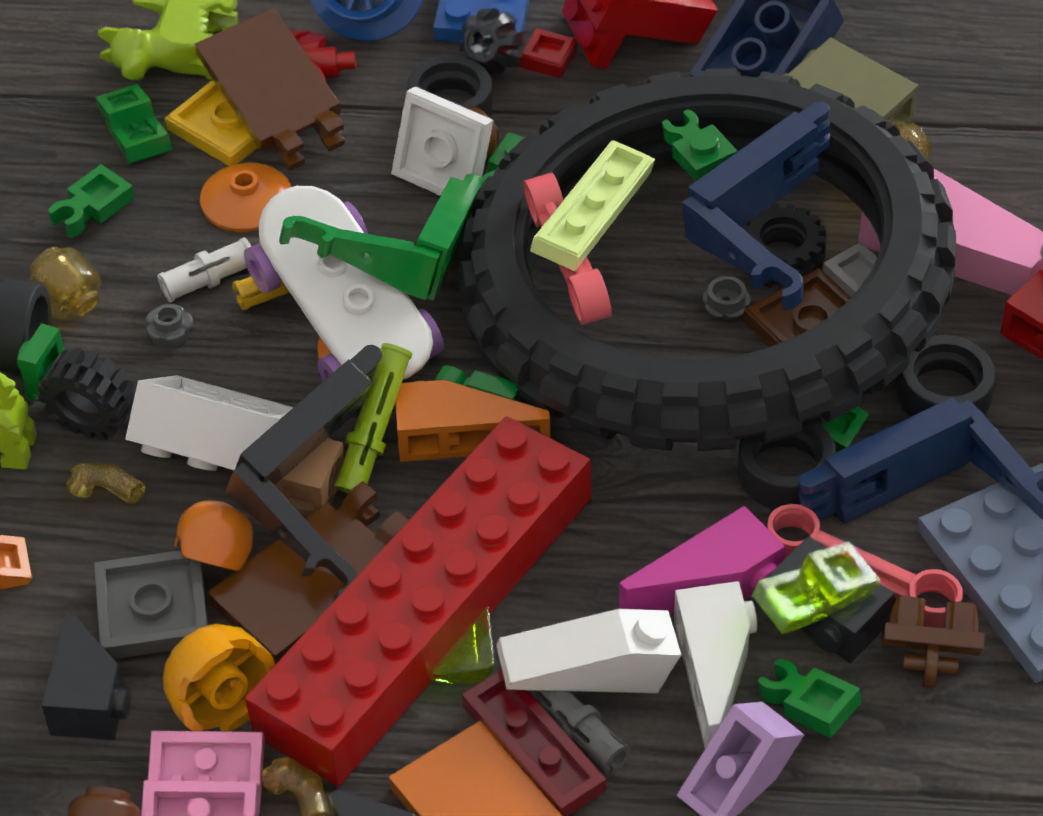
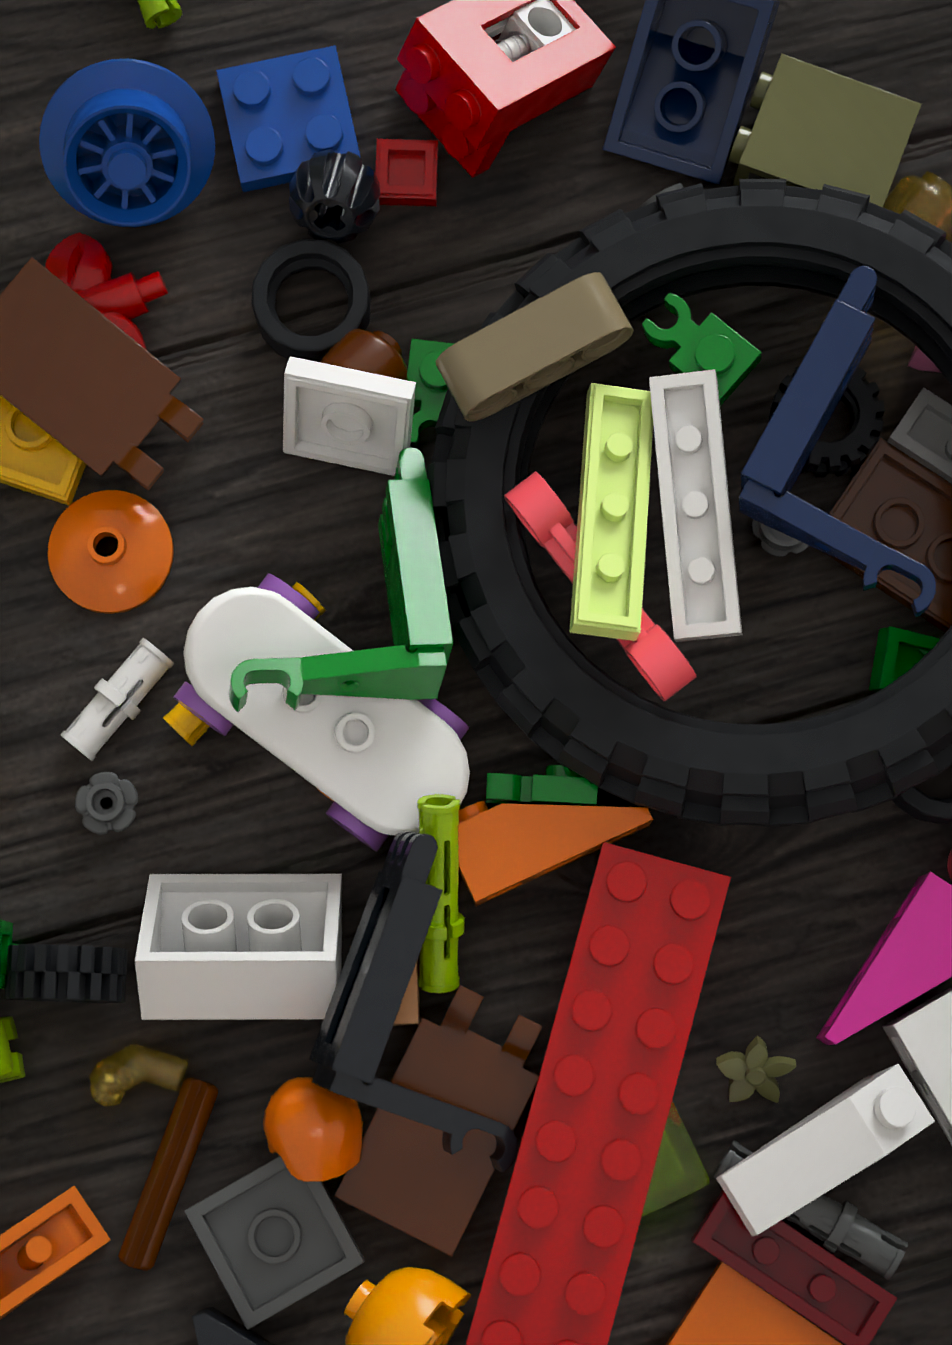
camera: 20 degrees left, 30 degrees up
(94, 548) = (168, 1174): none -> reddish brown axle
(559, 604) = (754, 1071): none -> olive plant
(580, 110) = (534, 346): none -> dark tan beam
(652, 219) = (695, 506): none -> white plate

